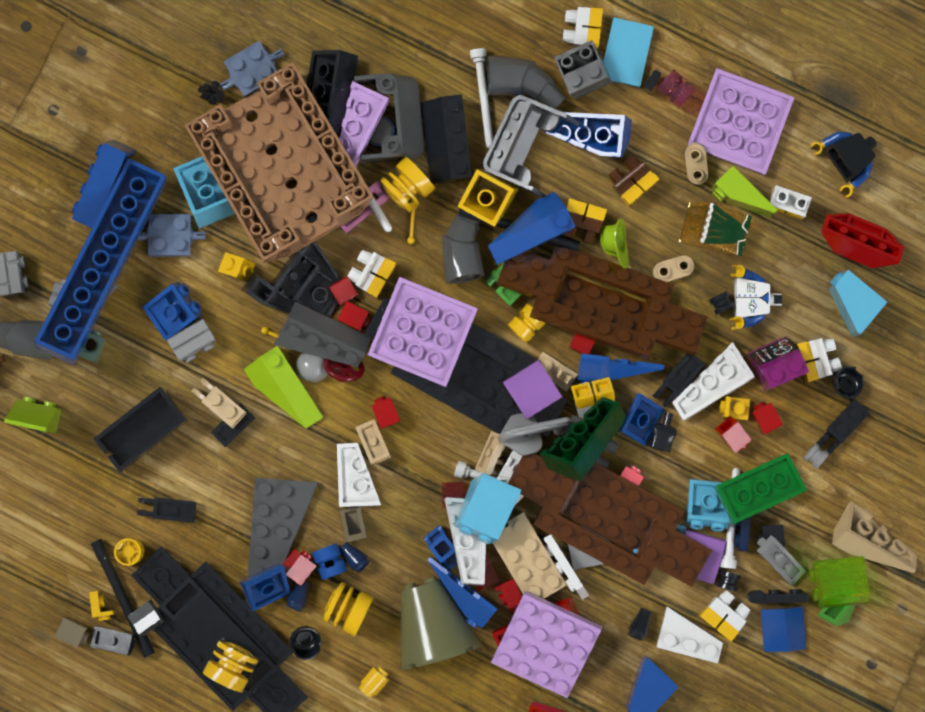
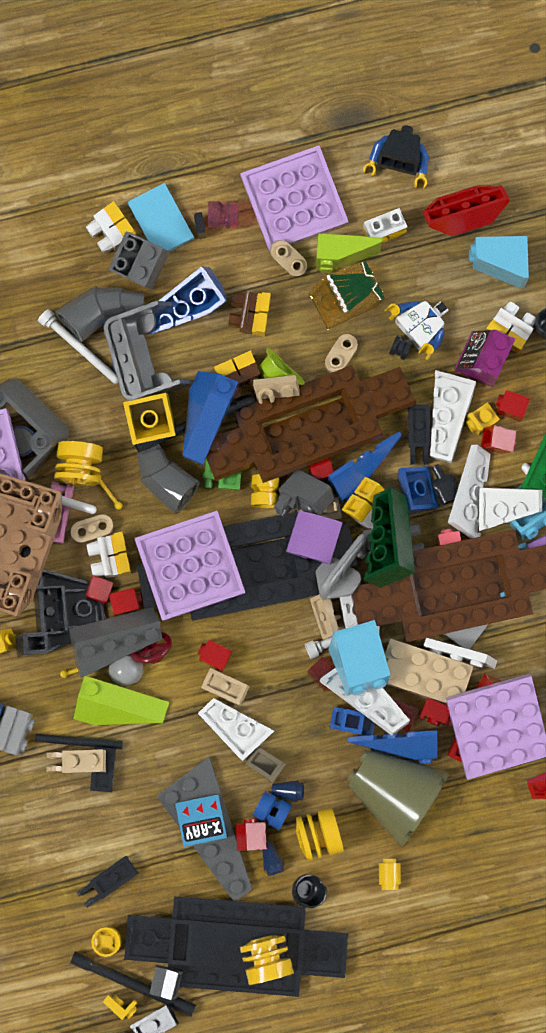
camera: 40 degrees left, 5 degrees down
(141, 429) = (32, 836): black piece -> none
(233, 389) = (78, 741): none -> black bar
(265, 586) = (239, 873): blue slope -> none
(271, 524) = (201, 820): none -> tile
(376, 241) = (92, 529): none -> tan plate
(446, 140) = (79, 403): black slope -> none
(553, 349) = (303, 493): none -> dark grey hinge
(601, 253) = (276, 387): none -> tan plate
(677, 456) = (465, 509): none -> white wing
(695, 488) = (506, 505): none -> white wing

